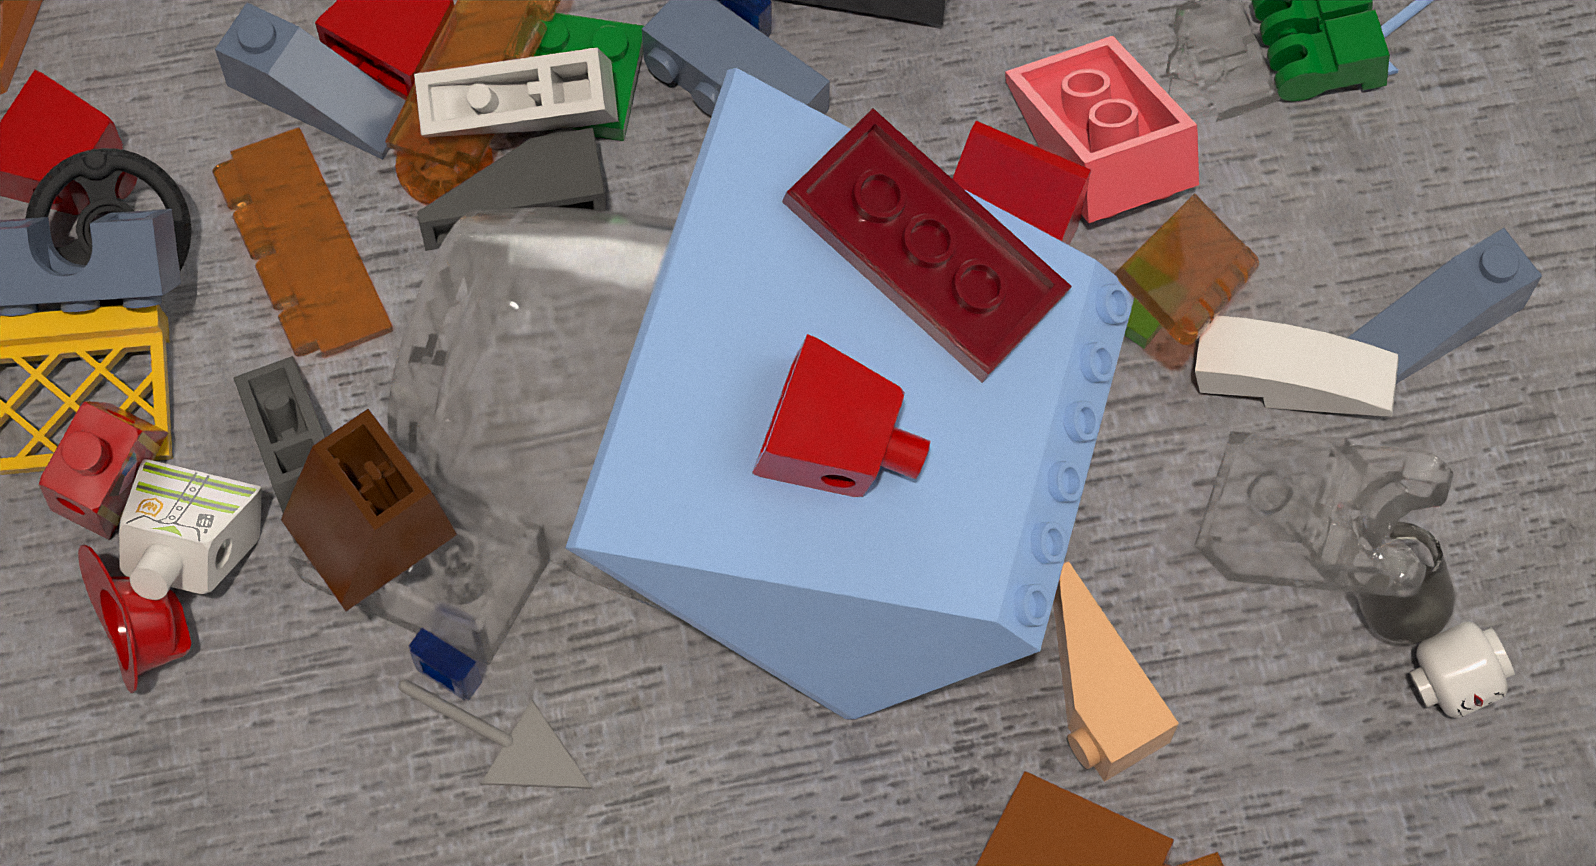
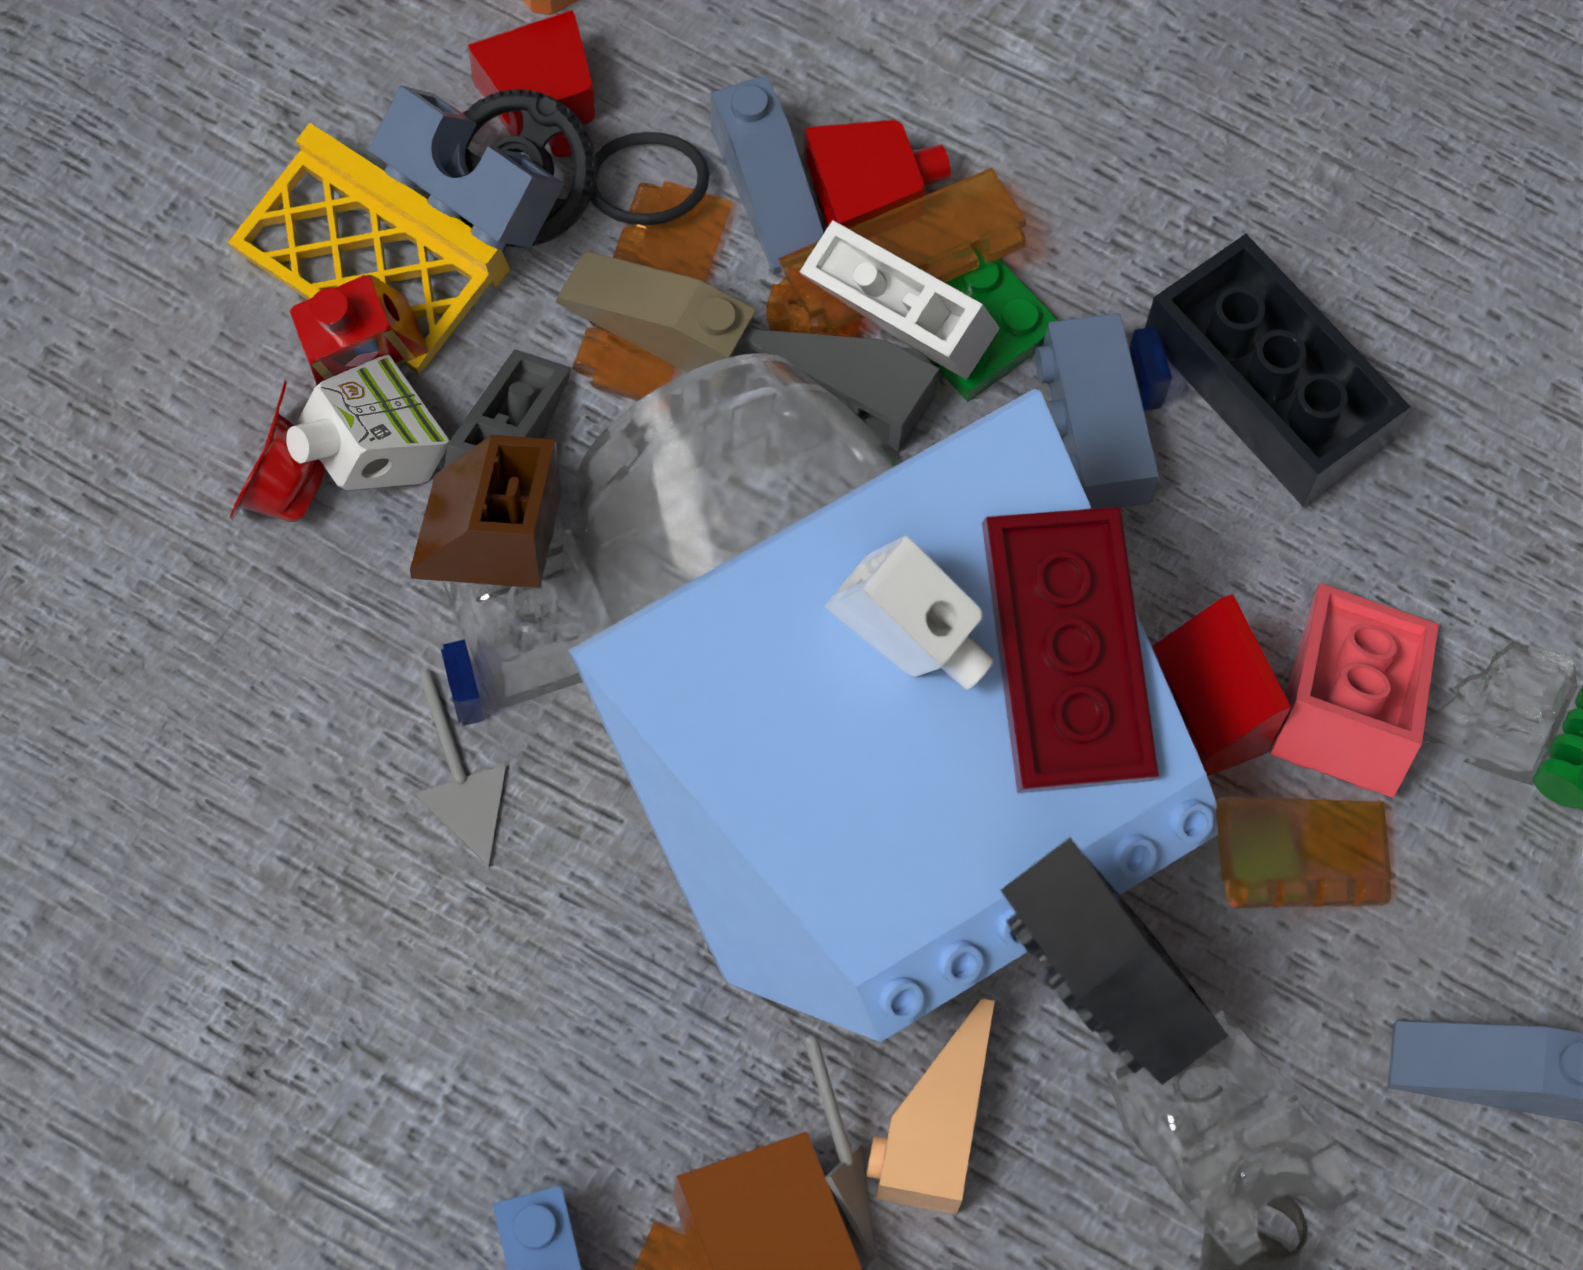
camera: 40 degrees right, 0 degrees up
(255, 184) = (657, 217): none -> black tyre
(332, 254) = (657, 310): none -> dark tan slope
(798, 294) = (912, 613): none -> white torso
(837, 426) = (856, 727): red torso -> none
(1077, 780) = (849, 1176): none -> light grey piece
(1157, 449) = (1109, 965): none -> black brick
(1295, 367) = (1333, 1007): white slope -> none

